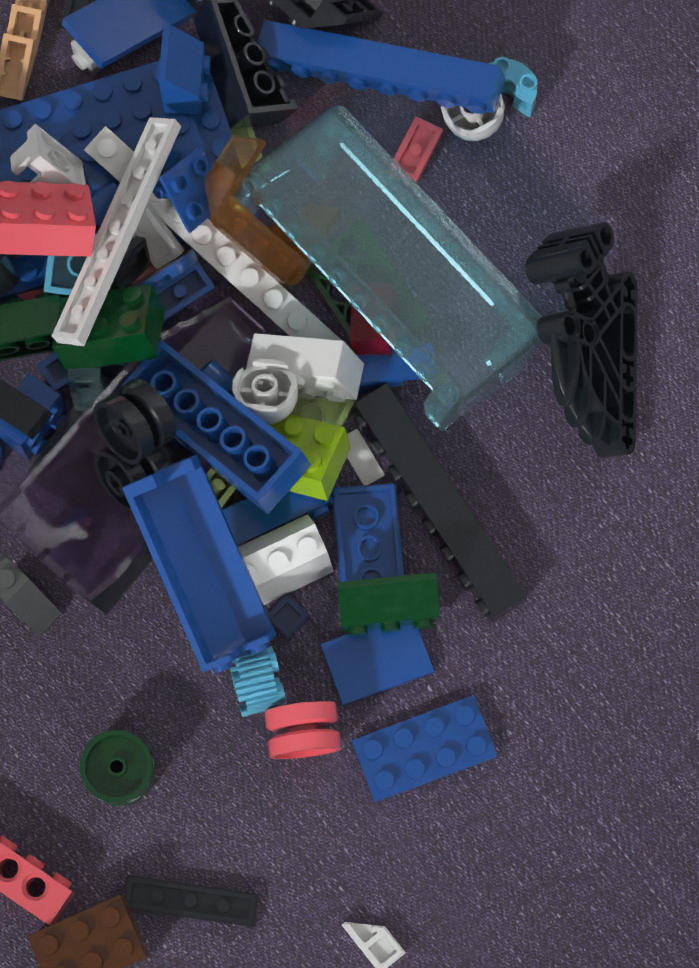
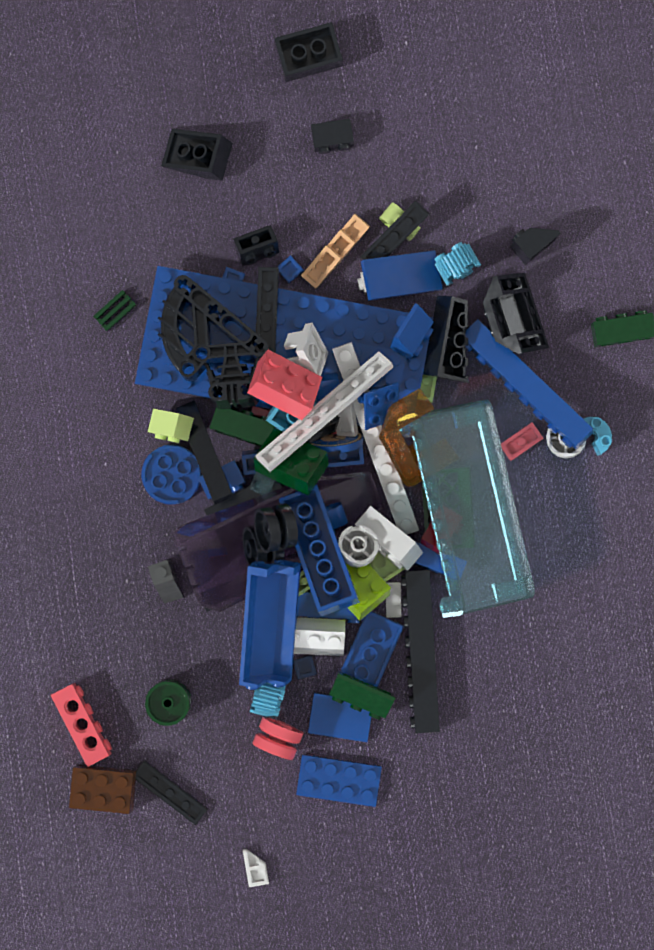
camera: 30 degrees right, 10 degrees up
(597, 342) = (556, 615): black beam -> none

